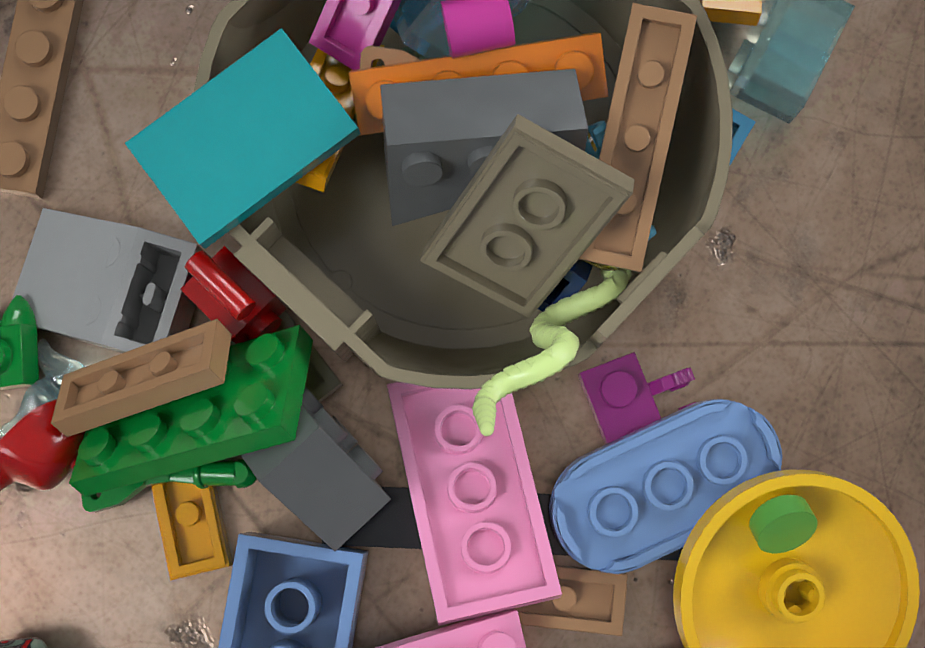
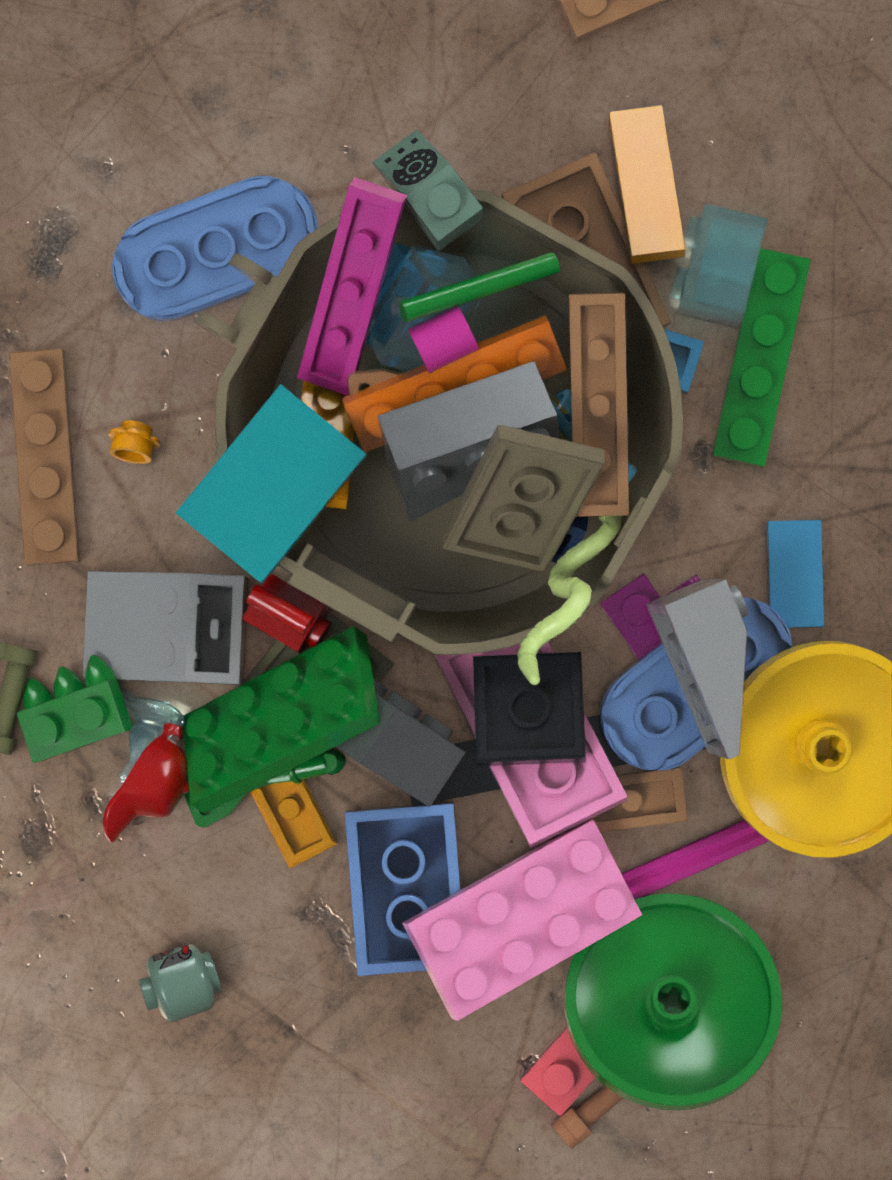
camera: 10 degrees left, 5 degrees up
(127, 86) = (133, 442): none -> light orange plate
(143, 378) = (232, 703): medium nougat plate -> none
(474, 478) = (527, 721): none -> black tile
(693, 453) = (707, 651): none -> light grey slope
(783, 524) = (799, 693): bright green tile -> none
(799, 389) = (796, 572): none -> dark azure tile
(808, 160) = (760, 358): none -> green plate

